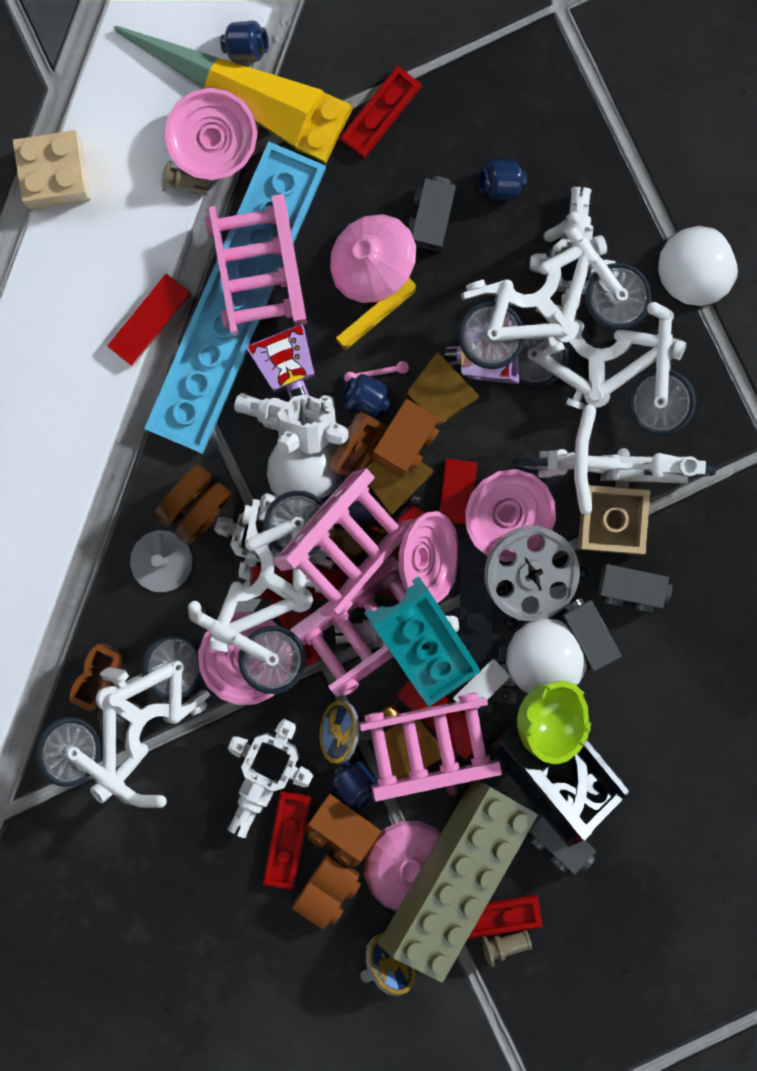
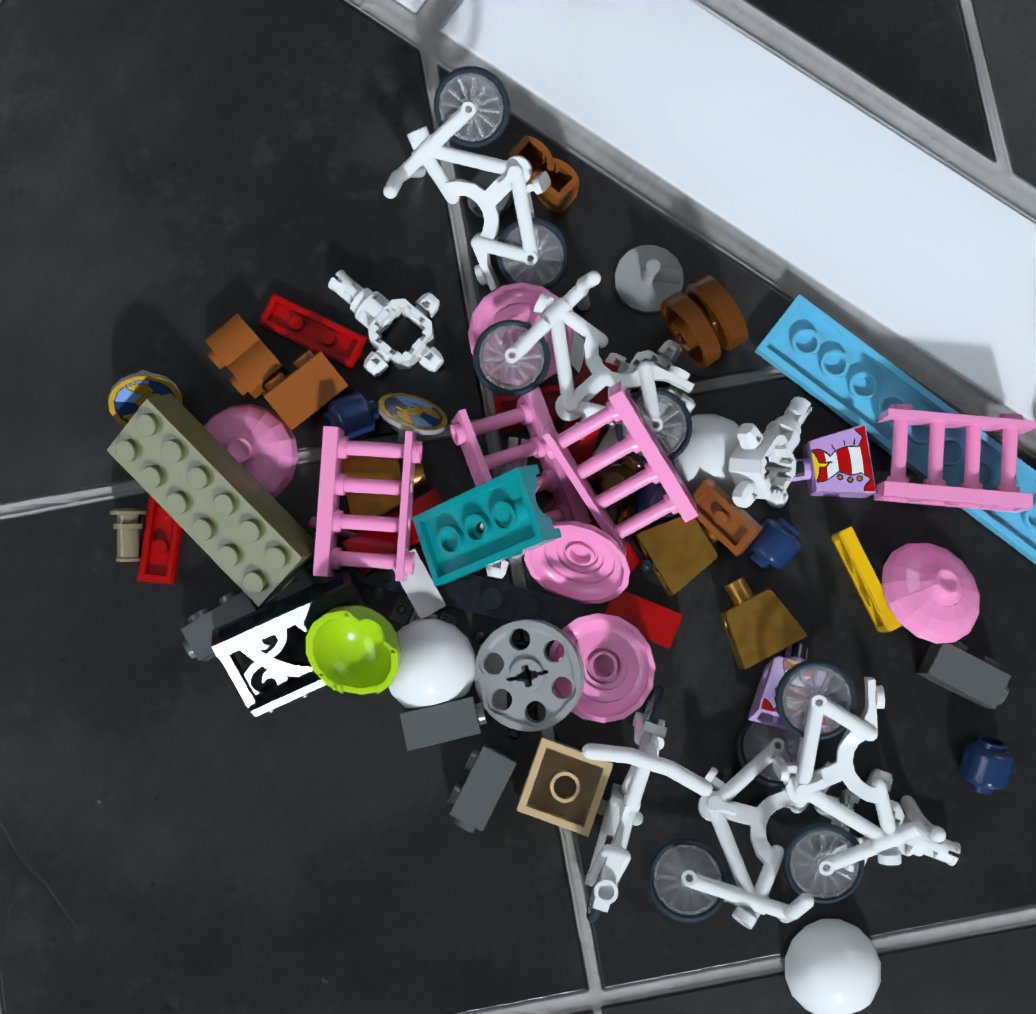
camera: 105 degrees right, 5 degrees down
(149, 320) = (916, 332): red tile -> none
(402, 368) = (796, 592): bright pink hinge -> none
(405, 438) = (719, 571): dark orange brick -> none

